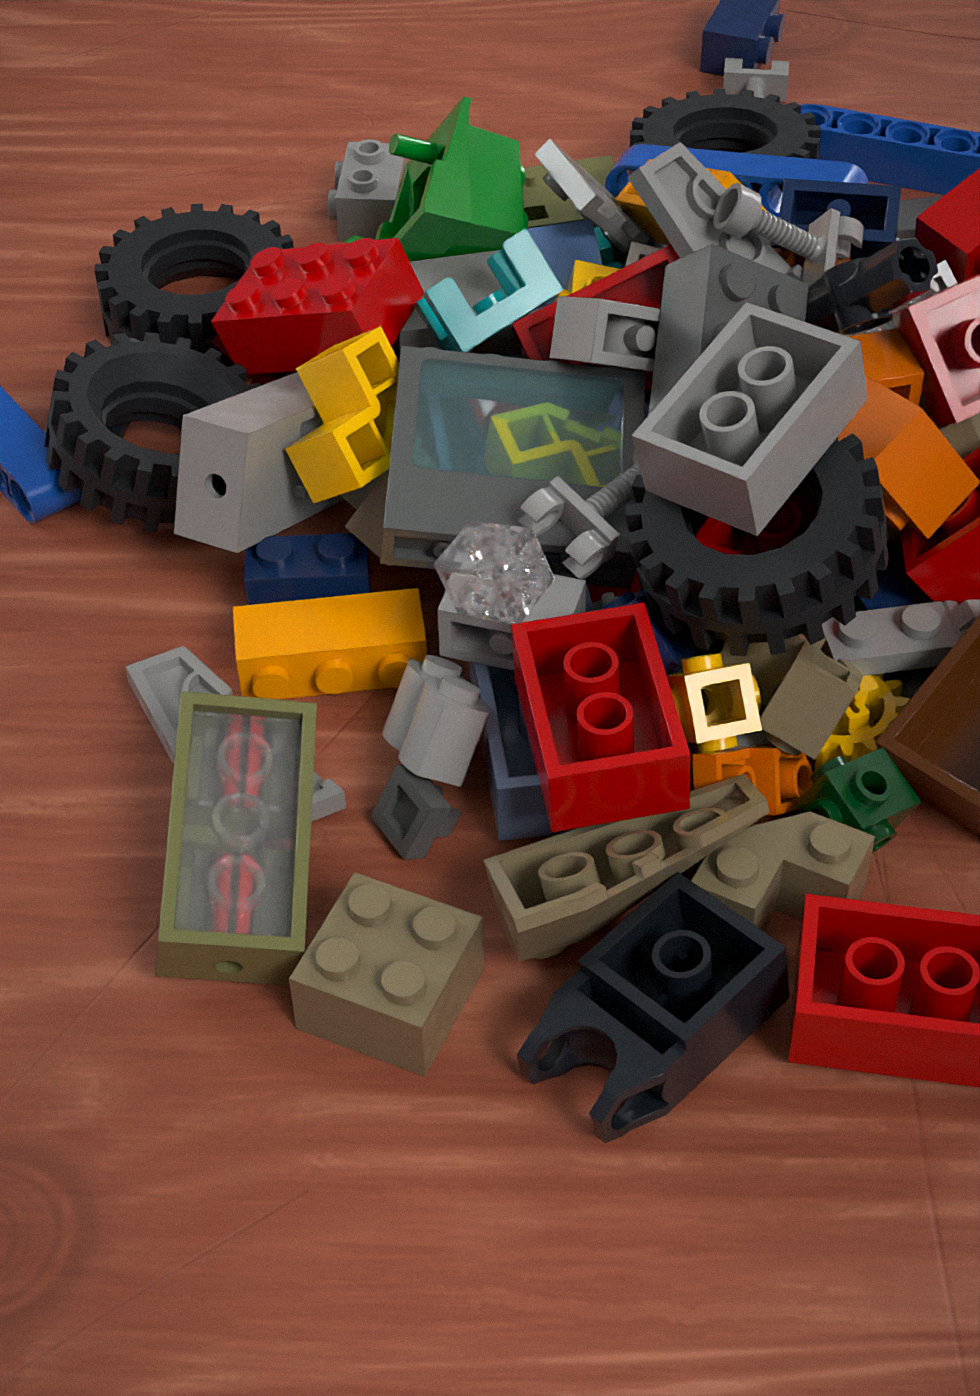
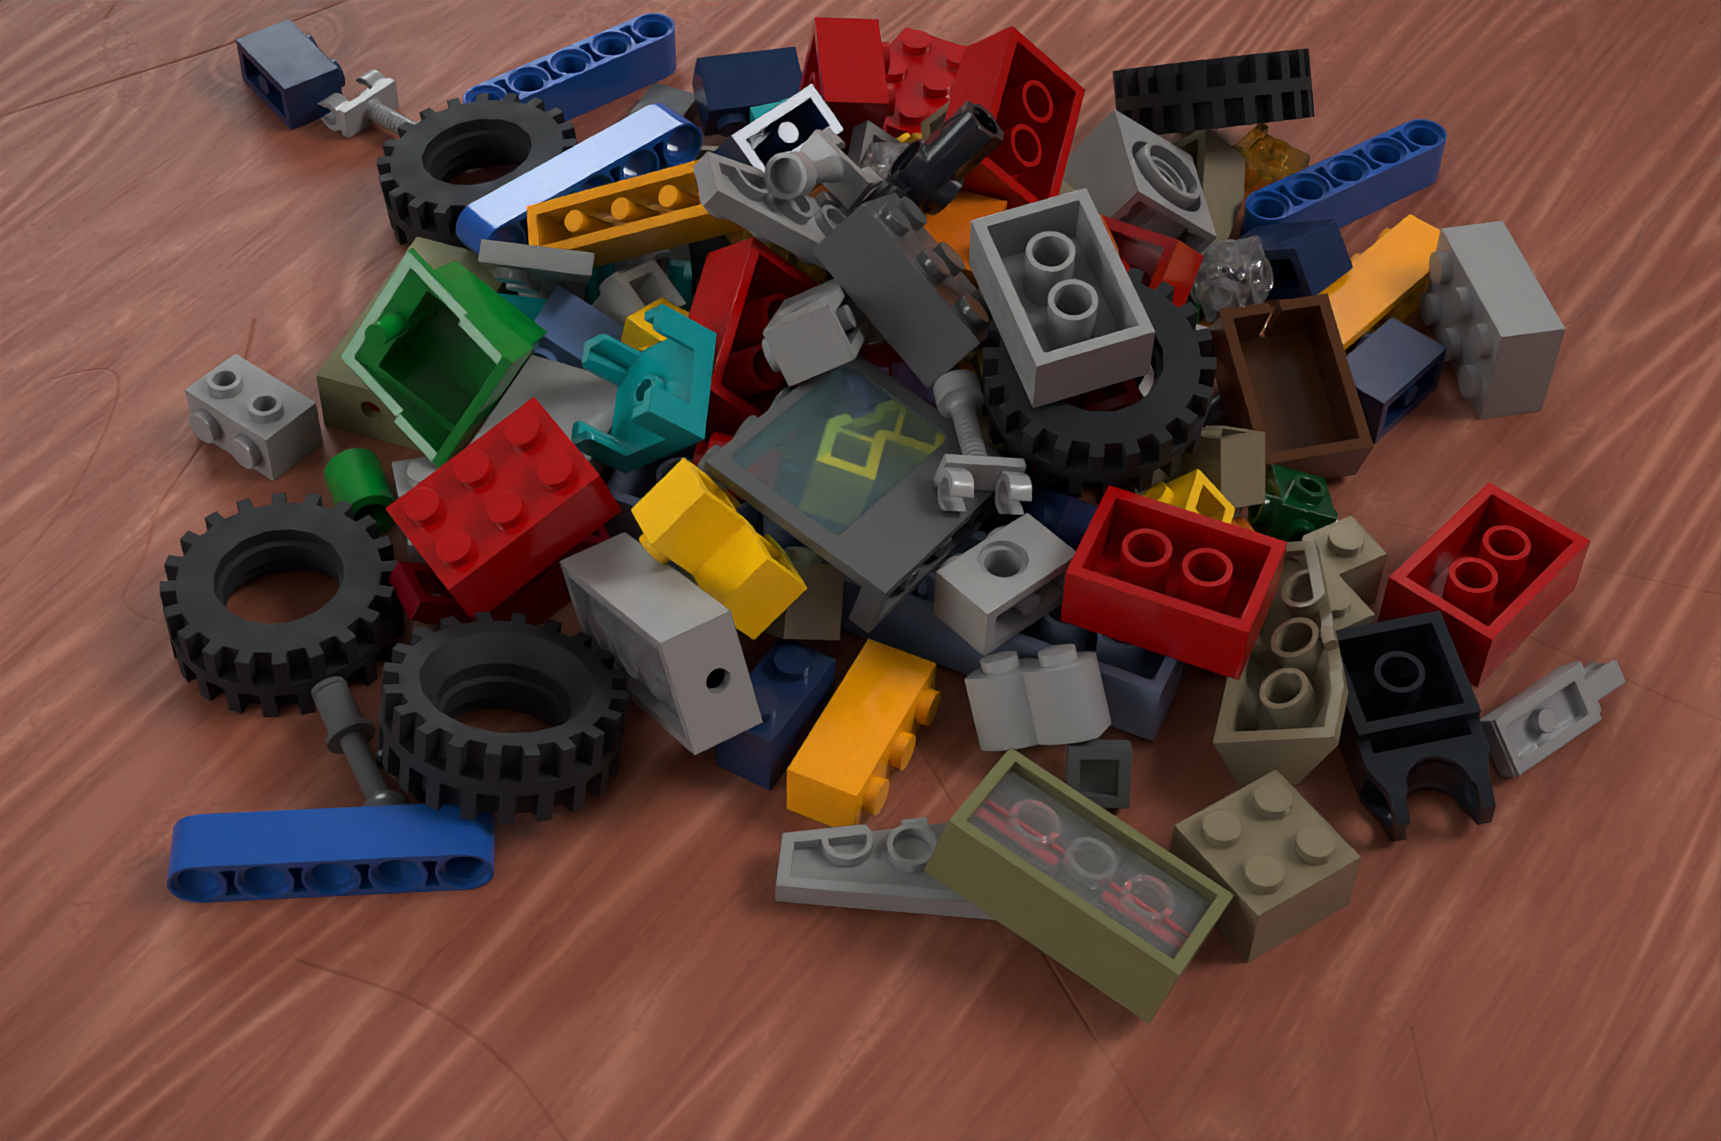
camera: 60 degrees left, 0 degrees up
(494, 571) = (1019, 545): clear brick -> none
(791, 1131) = (1548, 714): none -> light grey hinge

